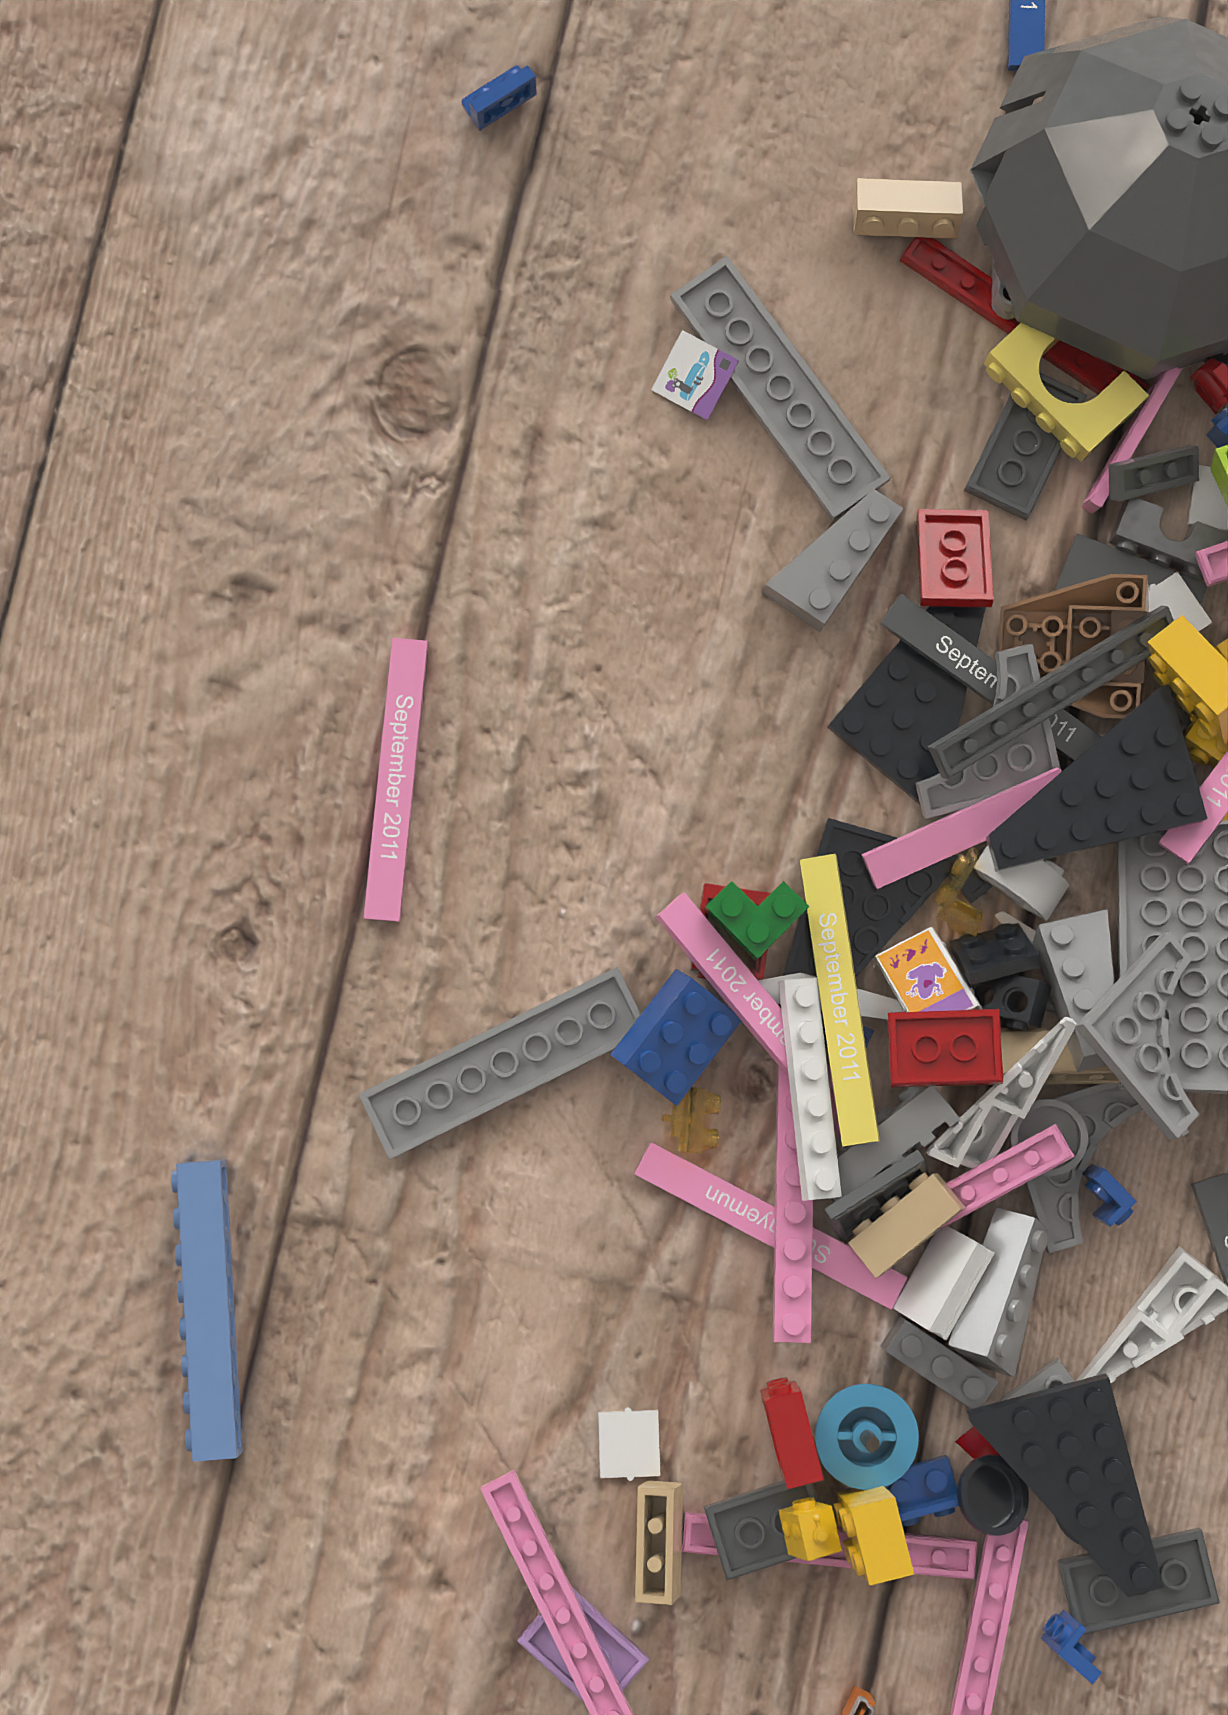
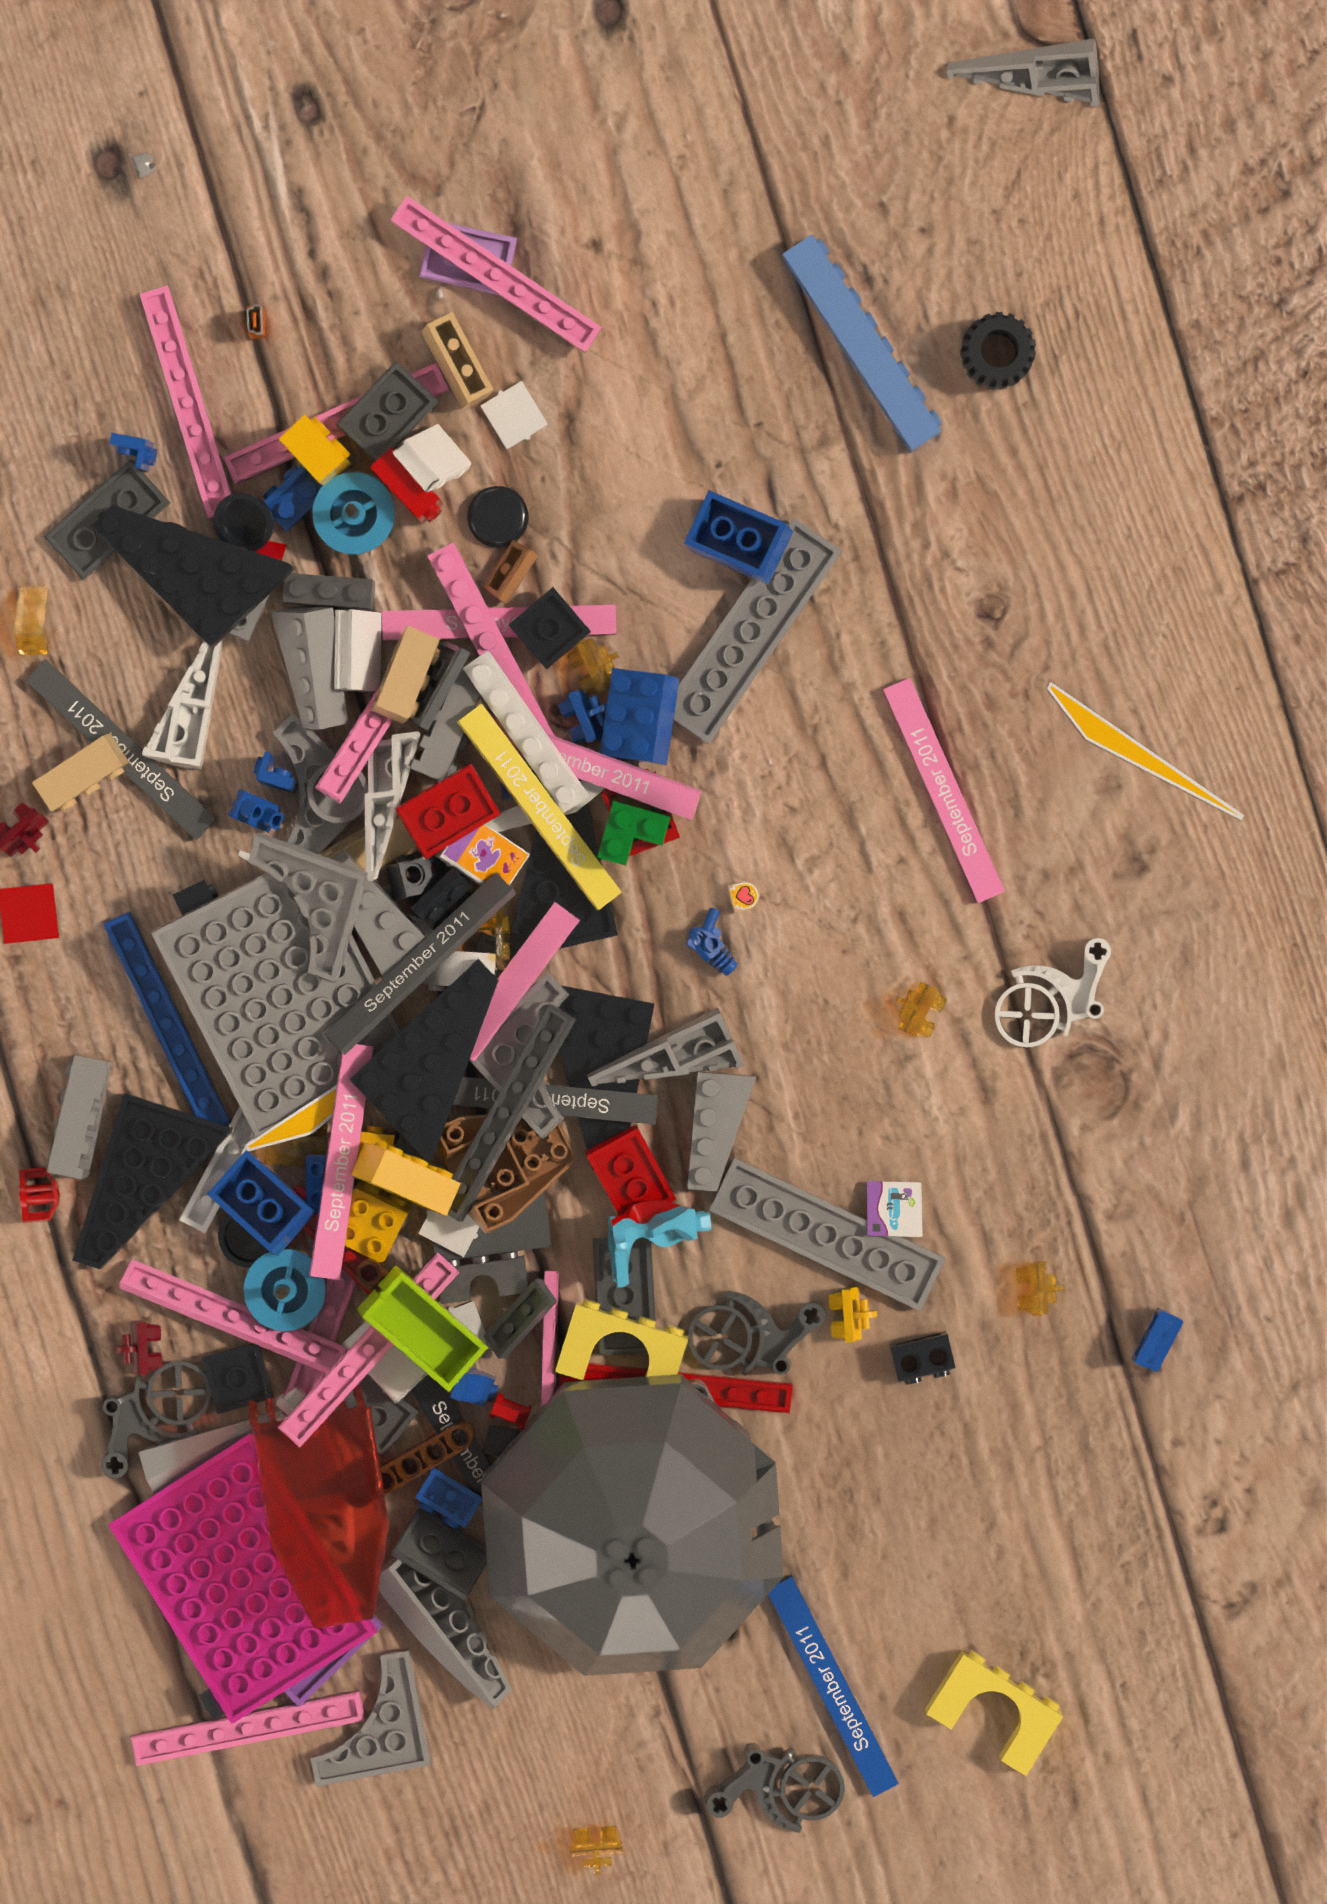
camera: 155 degrees right, 5 degrees up
(37, 1224) = (998, 325): none -> black tyre
(187, 732) = (1107, 736): none -> yellow sticker
(377, 488) = (1077, 994): none -> white piece
(460, 1171) = (738, 537): none -> blue brick
(554, 566) = (916, 1007): none -> clear yellow hips
(601, 201) = (1041, 1283): none -> clear yellow hips
(670, 786) = (743, 896): none -> tile
(708, 1341) = (497, 516): none -> black piece
(720, 1187) = (549, 628): none -> black plate
(728, 1274) = (510, 571): none -> medium nougat brick
(729, 1068) = (588, 713): none -> blue hips
(737, 753) = (708, 946): none -> blue piece
(747, 218) = (921, 1349): none -> black brick
(747, 1449) = (432, 458): none -> white piece
(797, 290) = (855, 1314): none -> yellow hips
(809, 1529) = (360, 428): yellow head -> none
(816, 656) = (690, 1048): none -> light grey wedge
(897, 306) = (773, 1343): none -> dark grey piece
(907, 208) = (807, 1420): tan brick -> none
(956, 491) = (655, 1220): none -> medium azure hips
(1061, 901) = (420, 963): none -> dark grey tile
(1148, 1167) = (256, 811): none -> blue hips

